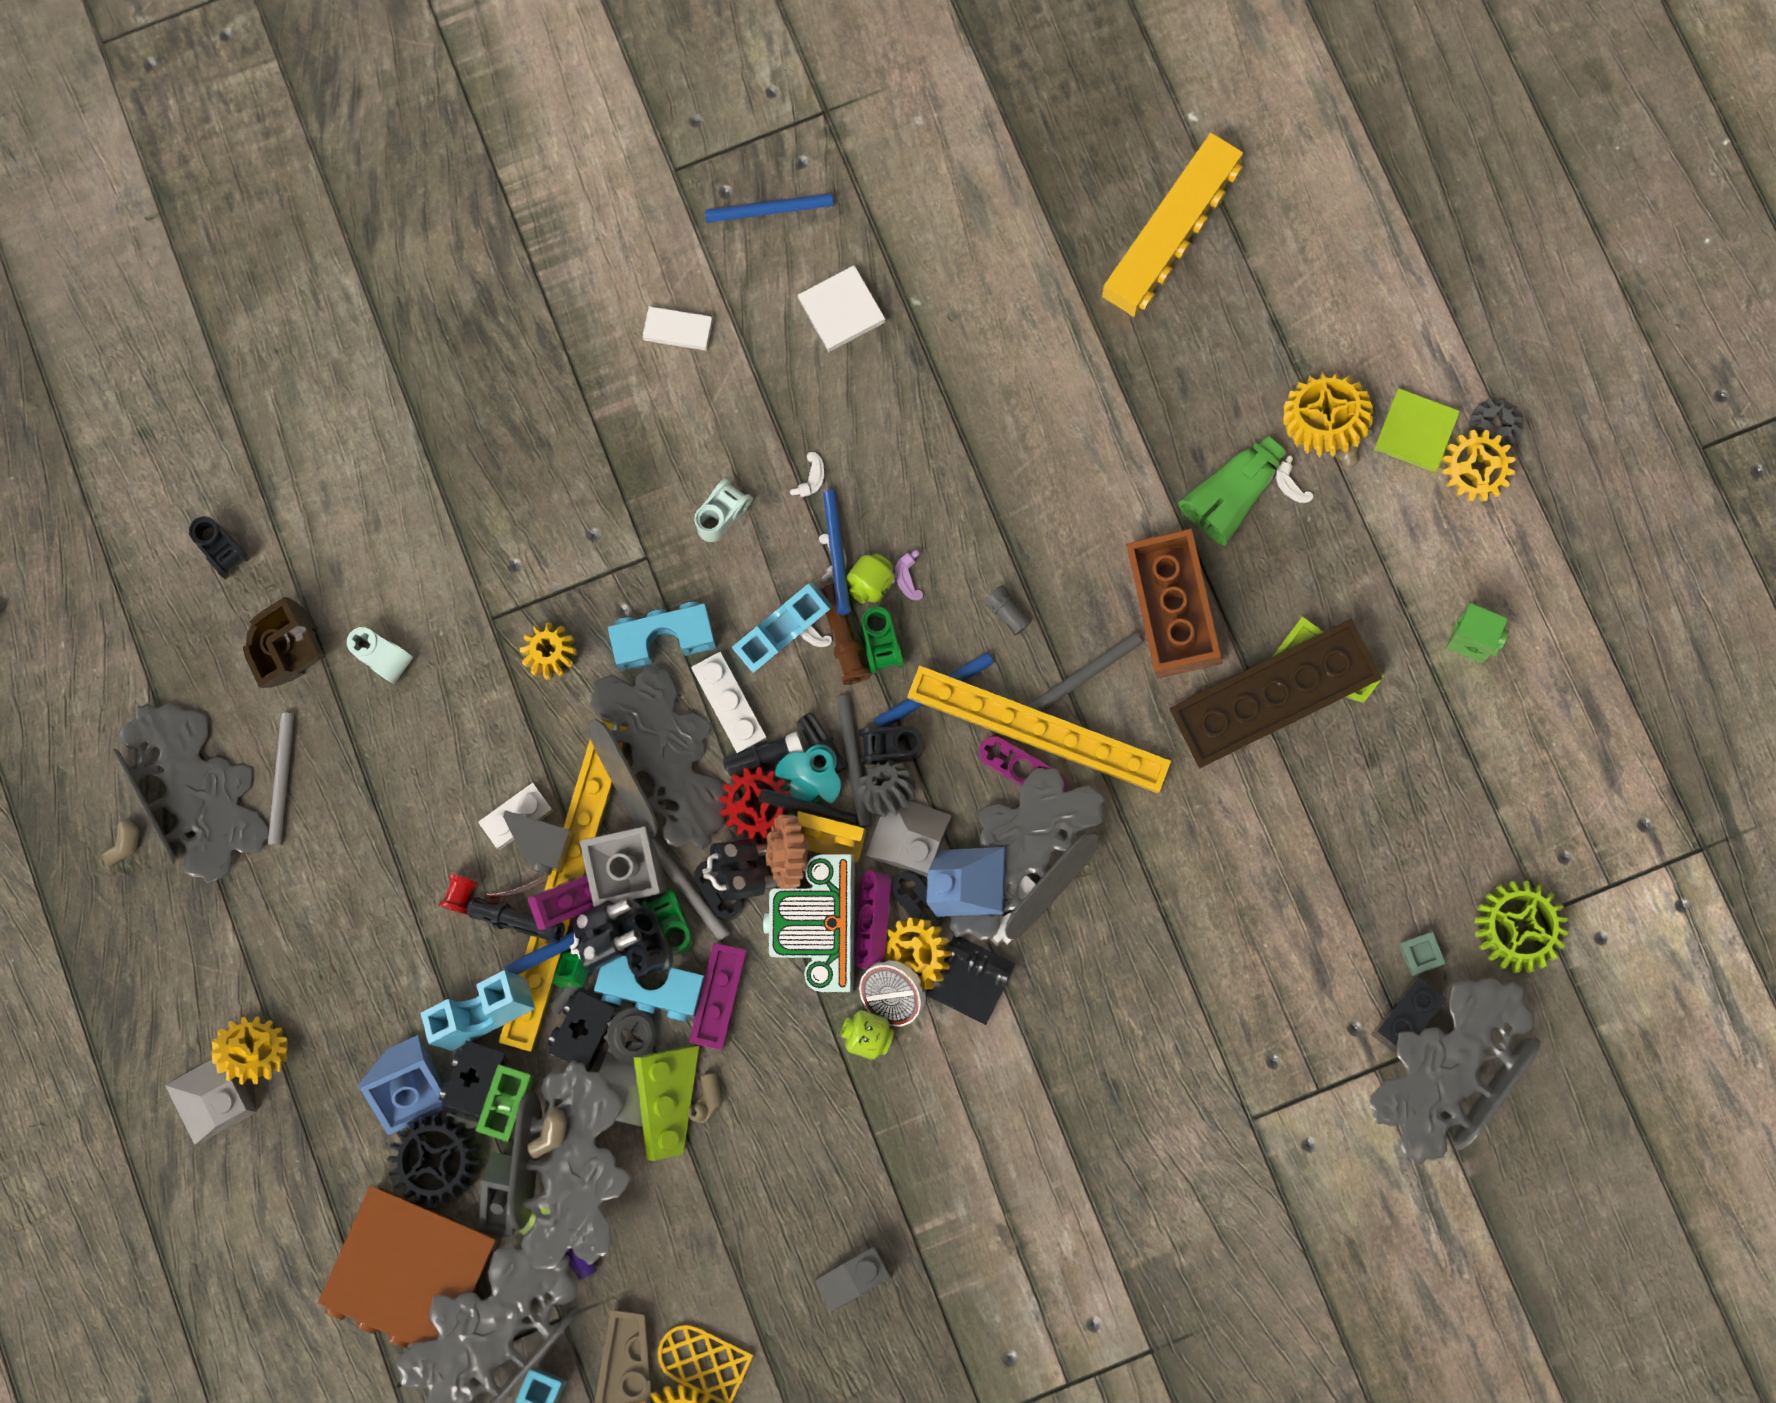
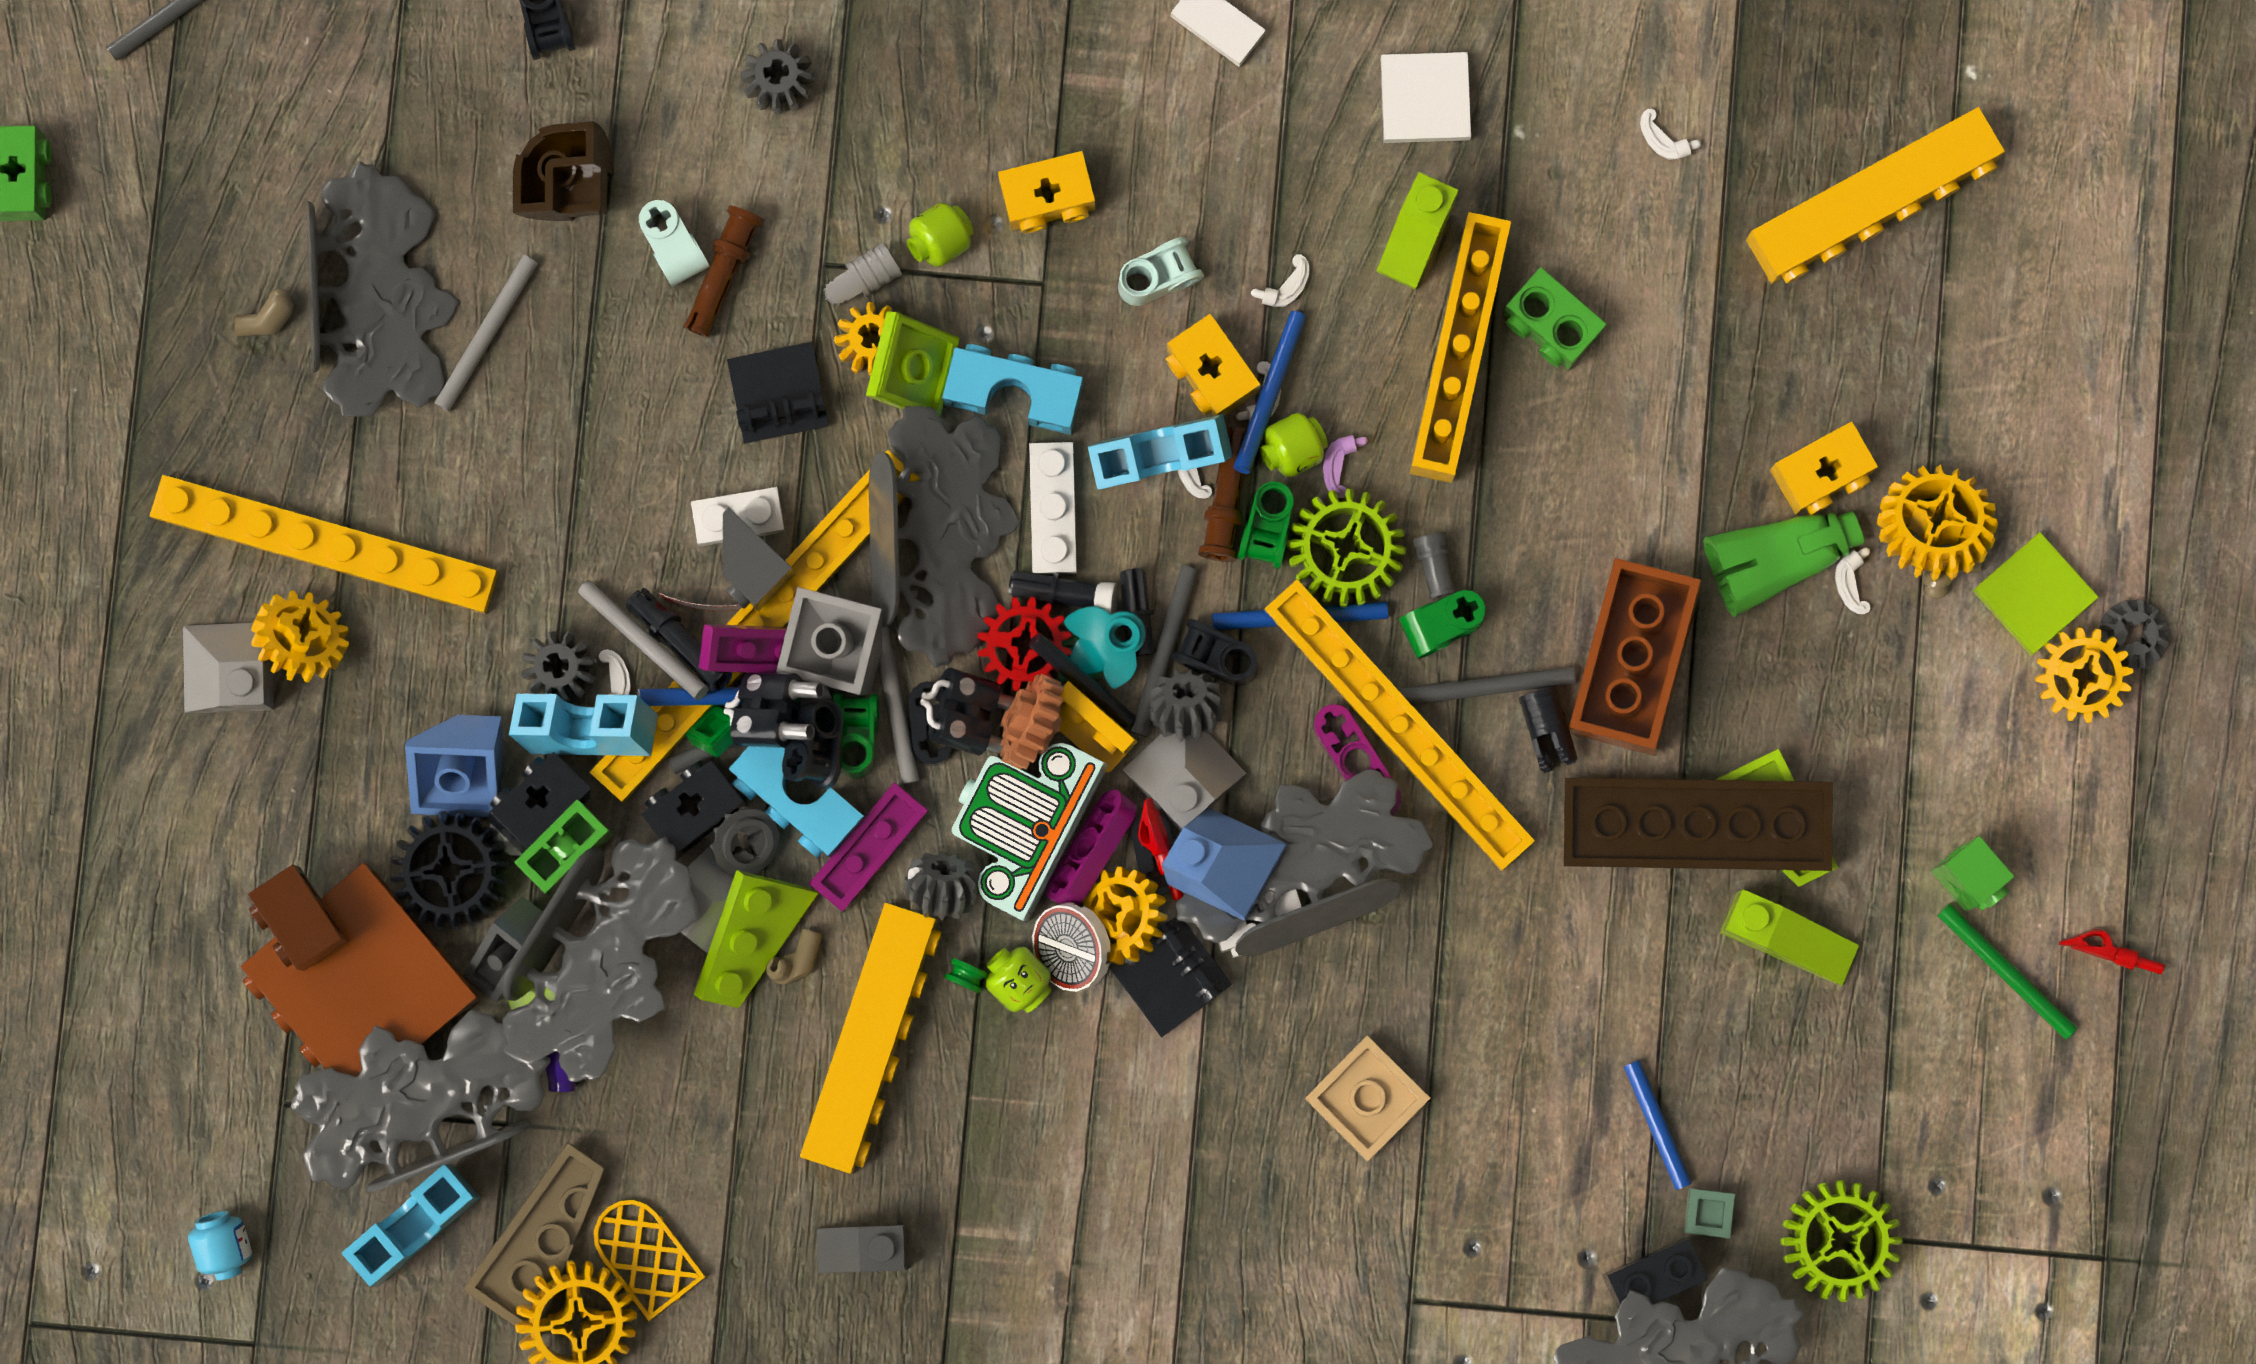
camera: 20 degrees right, 5 degrees up
(237, 979) = (324, 544): none -> yellow plate
(340, 1248) = (296, 918): none -> reddish brown brick
(384, 508) = (765, 68): none -> dark grey gear
(422, 641) = (729, 253): none -> reddish brown pin
(446, 968) = (569, 655): none -> dark grey gear
(458, 894) = (626, 574): red bush -> none
(485, 964) = (618, 672): none -> white piece
(491, 932) = (643, 640): none -> light grey bar
(502, 719) = (778, 392): none -> black hinge
(521, 611) = (863, 275): none -> light grey hinge
(552, 1134) = (599, 912): dark tan arm -> none
(559, 558) = (939, 234): none -> lime head
(582, 652) = (911, 363): none -> lime tile
(626, 479) = (1067, 181): none -> yellow brick
(780, 540) = (1209, 343): none -> yellow brick
(781, 996) = (941, 885): none -> dark grey gear
(784, 1128) = (869, 1038): none -> yellow brick
(829, 1050) = (966, 975): none -> green bush
(881, 394) = (1417, 230): none -> lime slope
(911, 889) = (1155, 838): none -> red hand
(926, 630) = (1327, 540): none -> lime gear
(949, 458) = (1460, 347): none -> yellow brick
(1005, 401) = (1562, 311): none -> bright green brick
(1013, 261) = (1661, 142): none -> white piece
(1028, 649) = (1435, 625): none -> green piece
(1134, 676) = (1546, 719): none -> black hinge
(1148, 994) = (1367, 1098): none -> tan plate
(1238, 400) = (1841, 450): none -> yellow brick
(1354, 912) = (1657, 1125): none -> blue bar
(1374, 739) = (1788, 937): none -> lime slope
(1533, 688) = (2007, 971): none -> green bar
(1601, 640) = (2118, 955): none -> red hand

